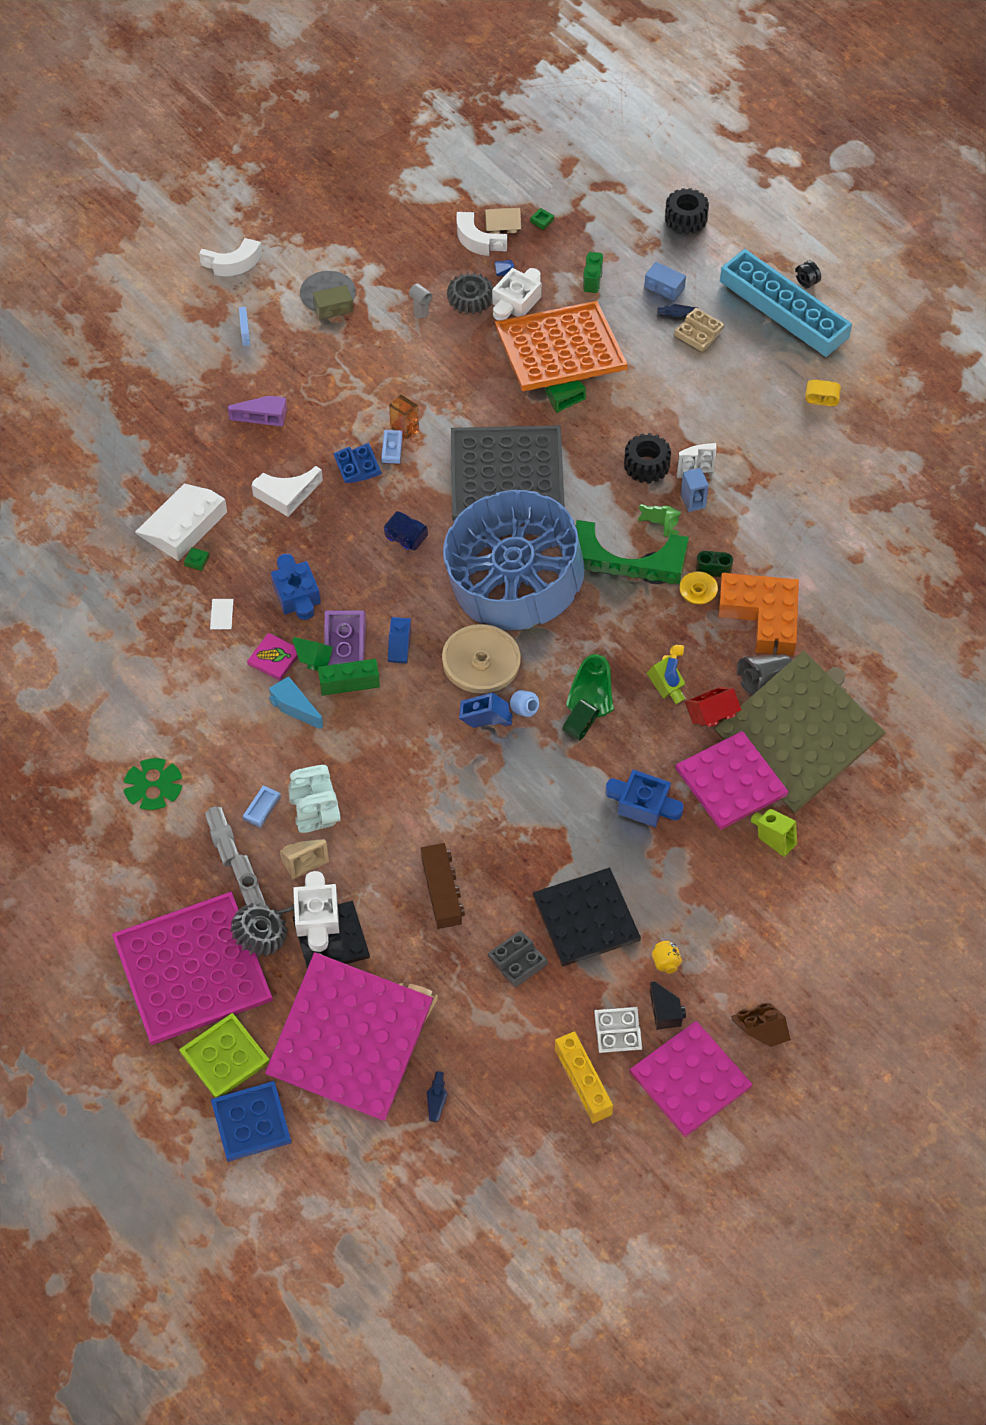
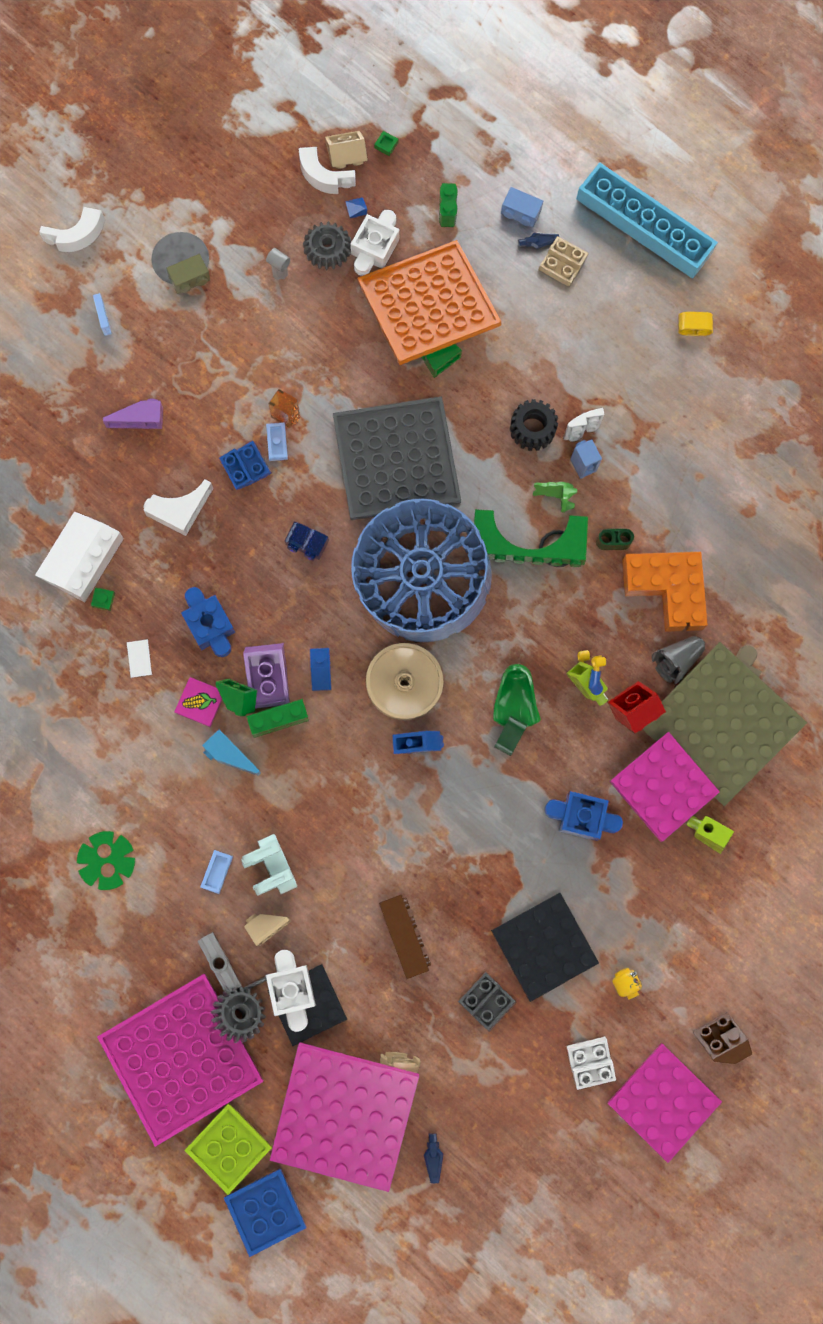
camera: 15 degrees left, 20 degrees up
(221, 835) = (184, 913): light grey piece -> none
(524, 703) = (454, 725): light blue head -> none
(583, 1077) = (567, 1121): yellow brick -> none
(666, 1007) = (633, 1036): black slope -> none
(686, 210) = (533, 105): black tyre -> none
(698, 582) = (606, 561): yellow dish -> none
(808, 274) = (664, 182): black wheel -> none

